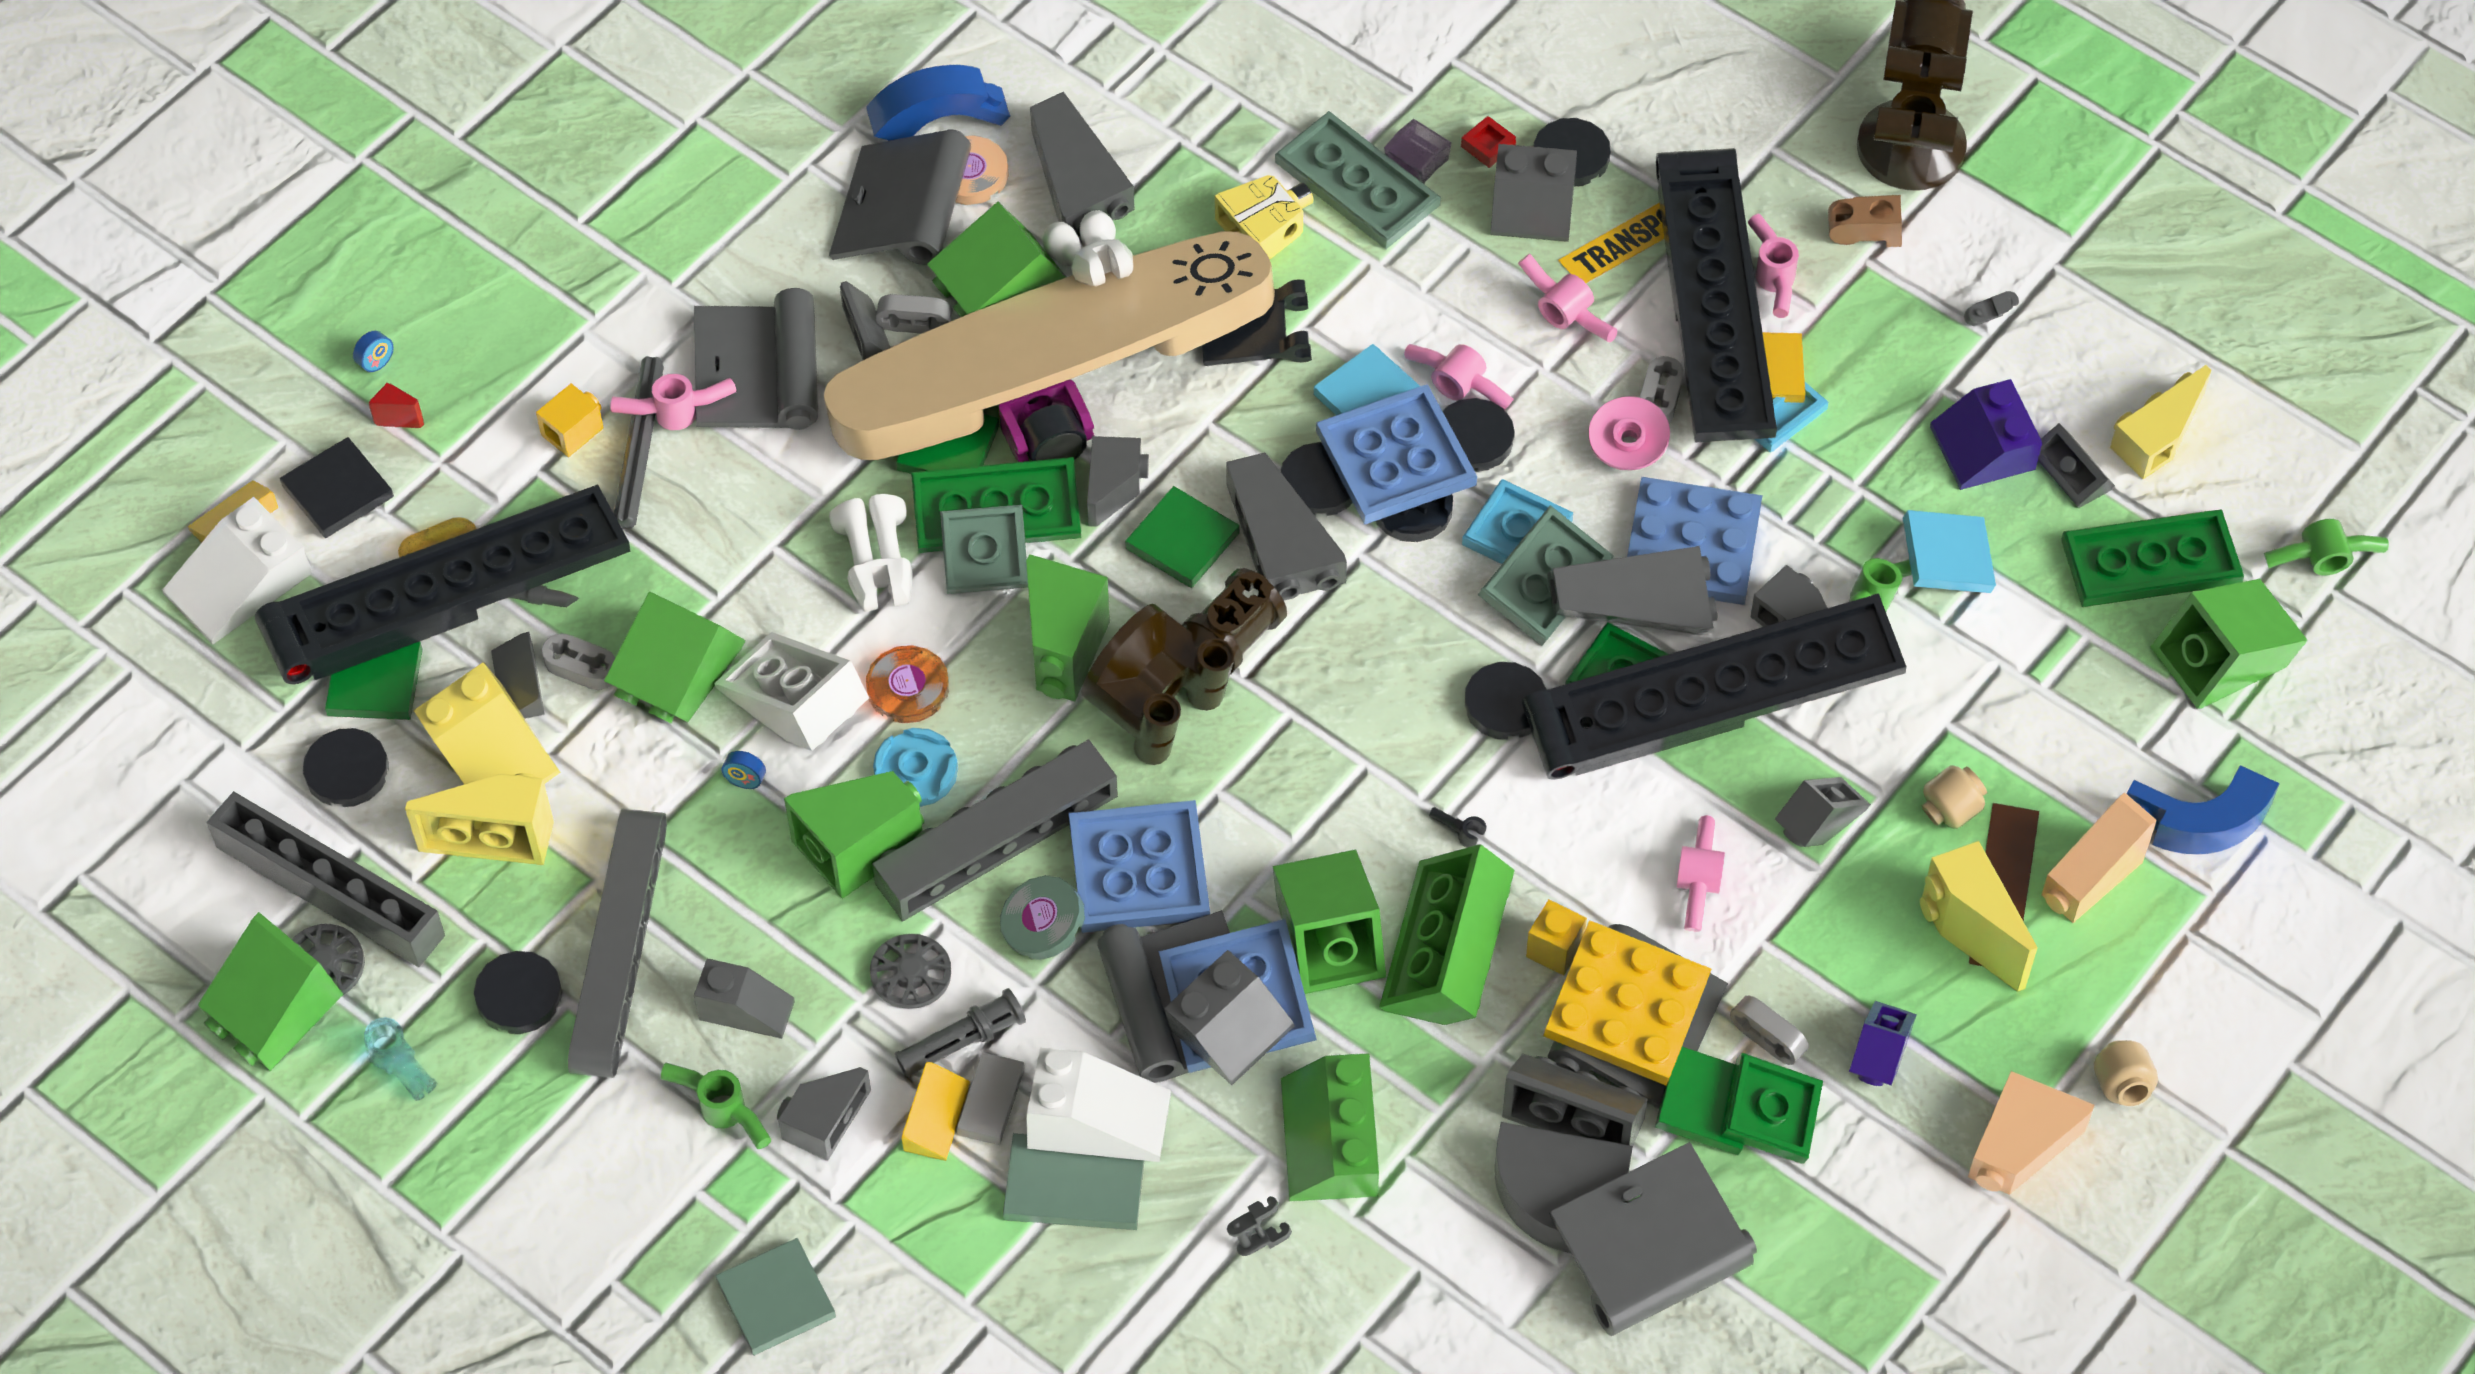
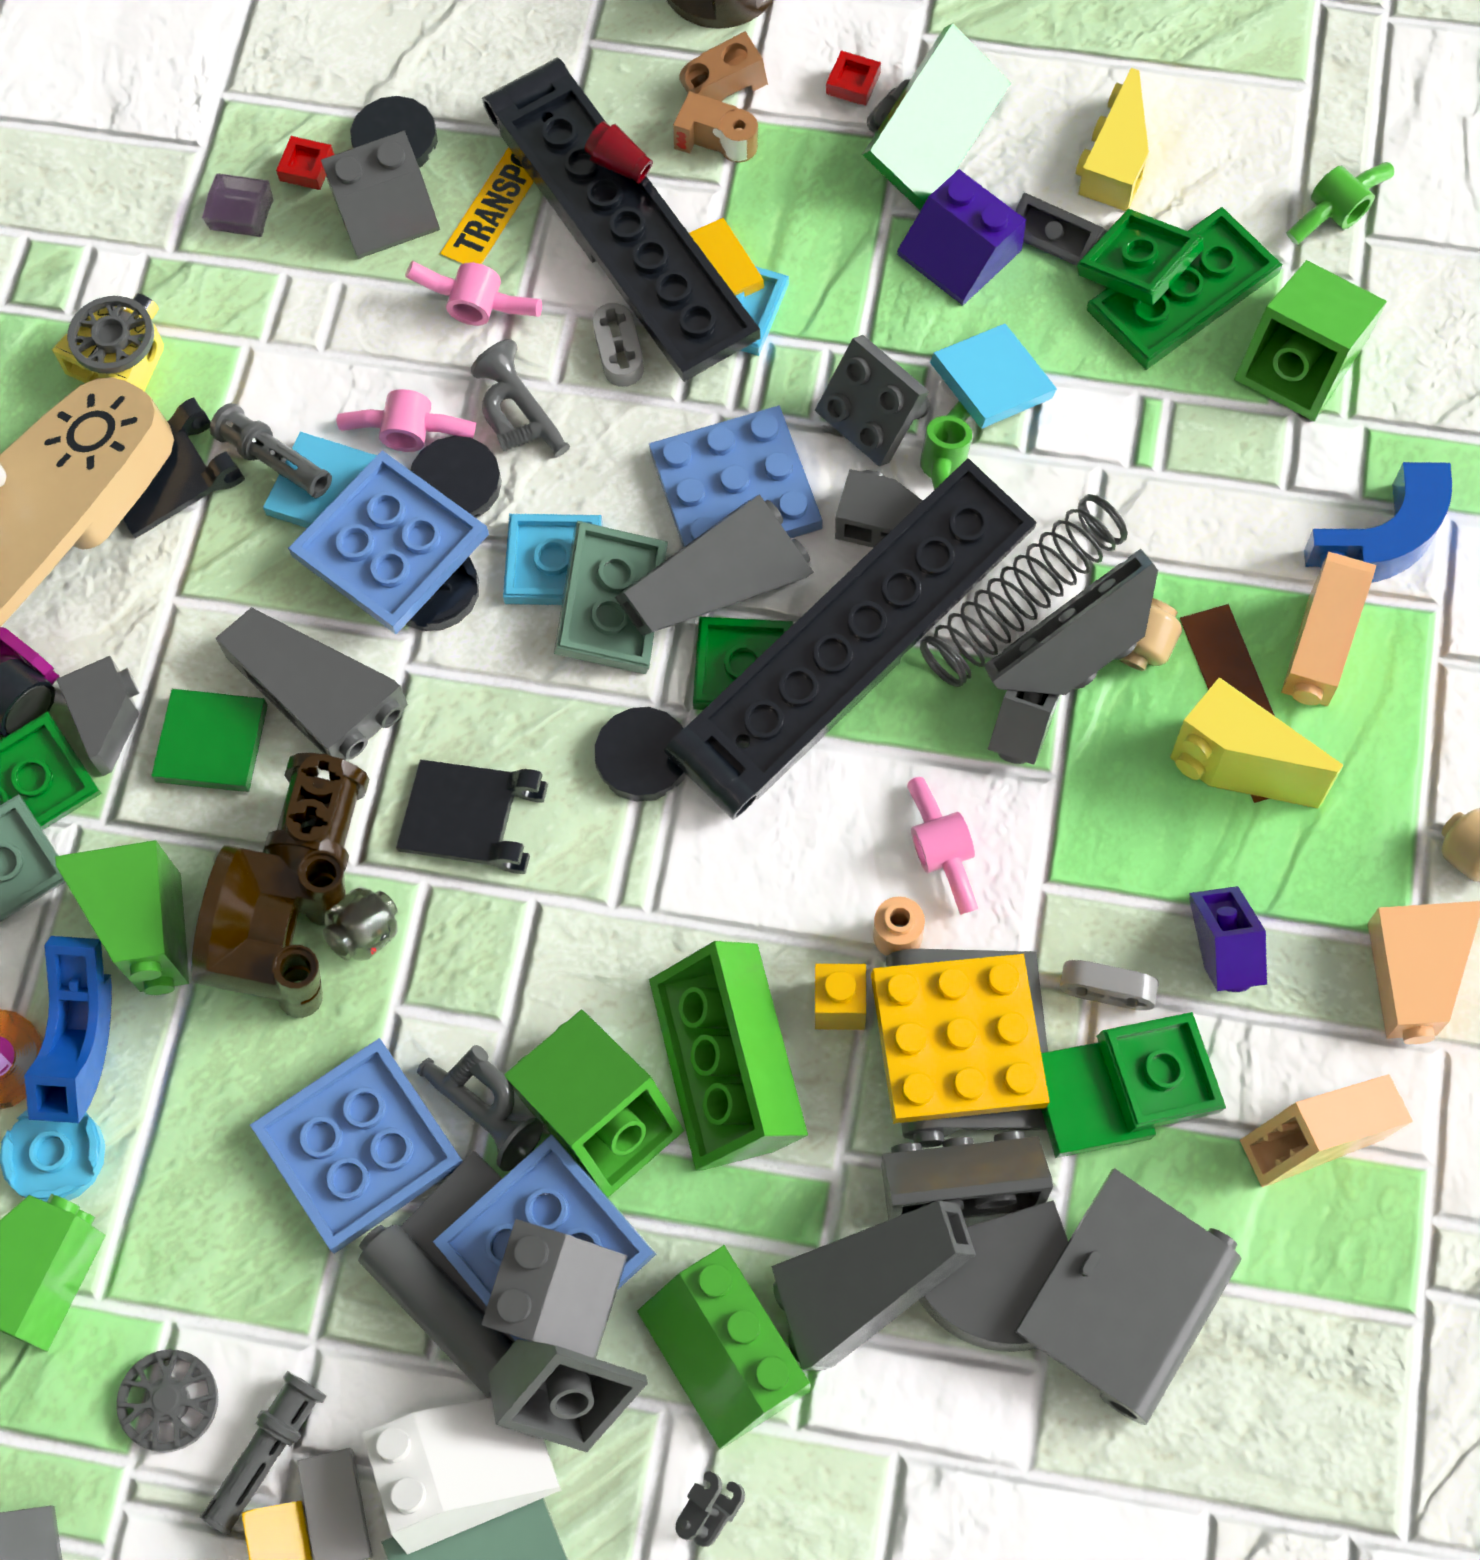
camera: 25 degrees left, 10 degrees up
(969, 702) = (76, 1034): none -> blue arch
(994, 829) = (176, 1187): dark grey brick -> none
(1042, 917) = (282, 1263): sand green tile -> none
(1197, 1086) = (560, 1393): none -> dark grey slope
(1224, 716) = (360, 924): none -> clear smoke head
(1252, 910) = (512, 1138): none -> dark grey piece
(1265, 203) = (111, 334): none -> dark grey wheel
(1316, 479) = (317, 608): black tile -> none
(1346, 678) = (465, 813): none -> black flag
(1357, 180) = (191, 263): sand green tile -> none
(1359, 377) = (244, 430): none -> dark grey pin
(1461, 1128) = (866, 1280): none -> dark grey slope
(1470, 823) = (670, 918): black hand -> none
(1554, 362) = (498, 365): none -> dark grey piece
(1627, 418) = (608, 385): bright pink dish -> none
(1629, 905) = (901, 912): none -> light nougat brick
(1737, 242) = (617, 152): none -> dark red cone
(1775, 264) = (665, 150): bright pink piece -> none
(1835, 260) = (716, 127): none -> medium nougat leg
(1837, 524) = (872, 400): none -> dark grey plate
(1874, 1204) = (1325, 1129): none -> light nougat slope
(1892, 767) = (1082, 634): none -> dark grey wedge
(1960, 691) = (954, 659): none -> dark grey piece
(1973, 272) = (853, 78): none -> red plate
(2022, 331) = (937, 117): none -> tile
(2126, 515) = (1140, 256): none -> green tile

